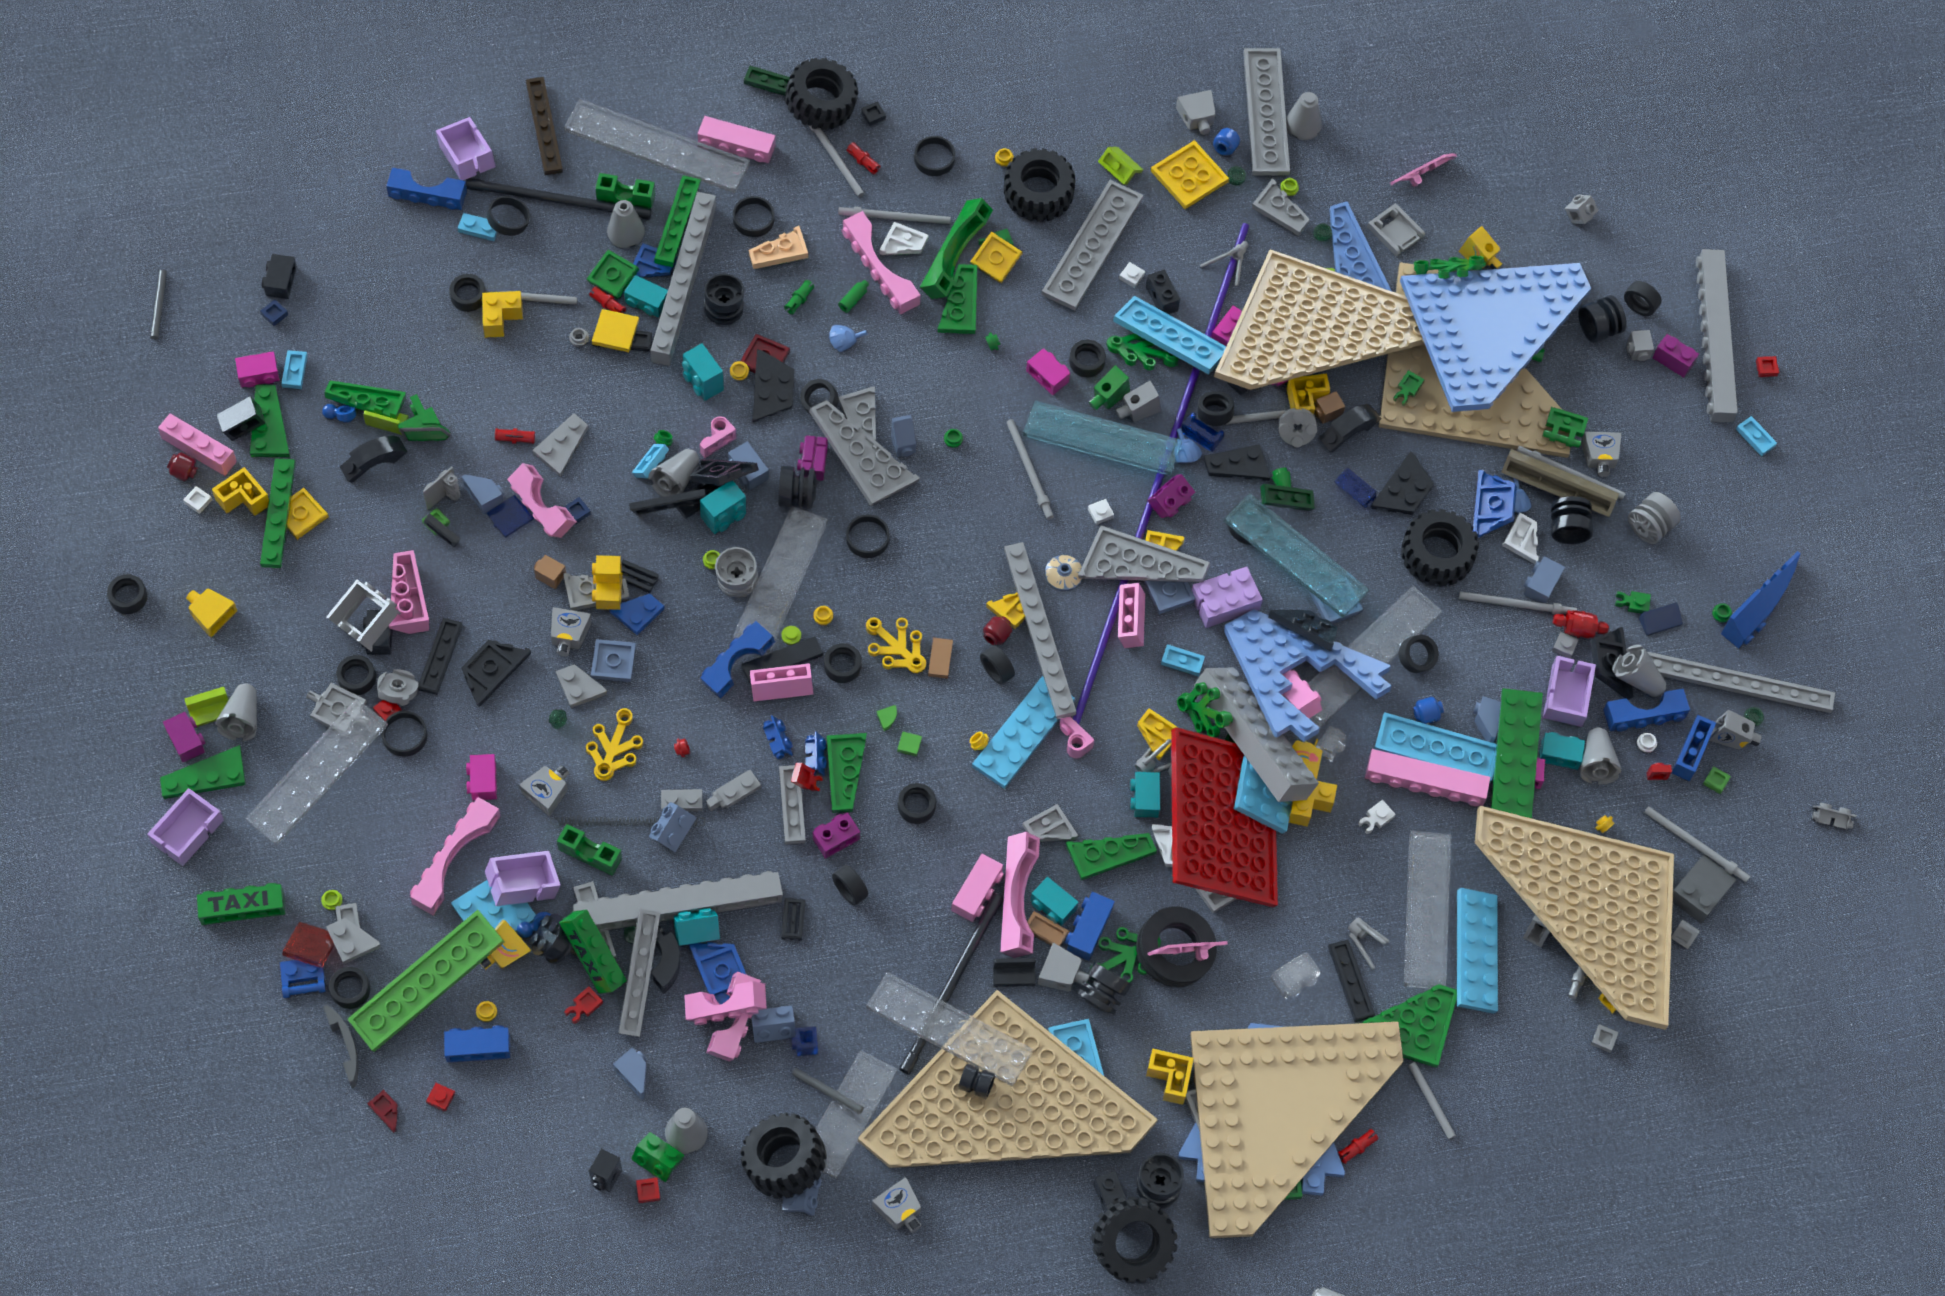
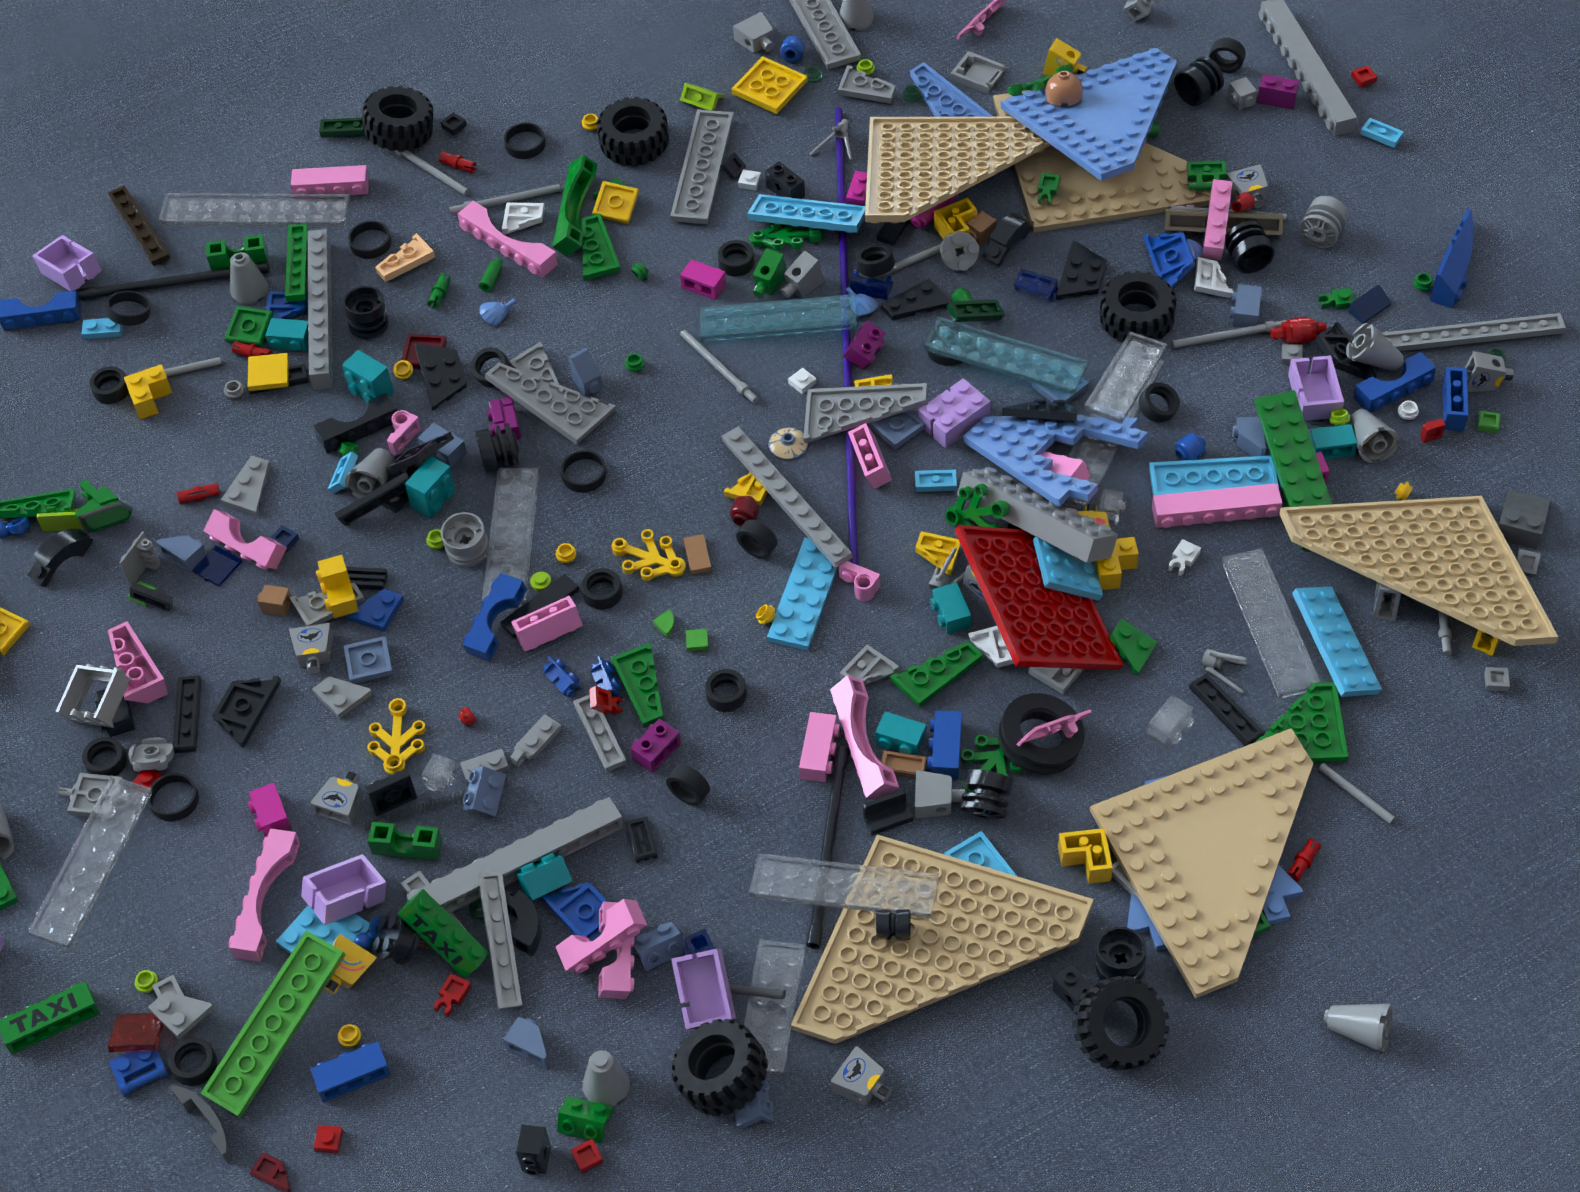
camera: 10 degrees left, 10 degrees down
(557, 718) = (329, 731): clear green plate -> none
(591, 800) = (391, 792): none -> black plate
(639, 794) = (439, 773): none -> clear brick
(656, 418) = (334, 432): none -> black arch
(798, 1078) = (705, 985): none -> lavender piece
(1121, 255) = (733, 165): none -> black plate
(1294, 888) = (1132, 644): none -> green wing
(1396, 619) = (1125, 377): none -> clear plate
(1463, 289) = (1064, 88): none -> nougat cylinder
(1552, 481) = (1217, 219): none -> bright pink arch
(1578, 729) = (1339, 417): none -> lime plate
(1587, 469) = (1244, 202): none -> red cone
(1730, 867) = (1539, 490): light grey bar -> none

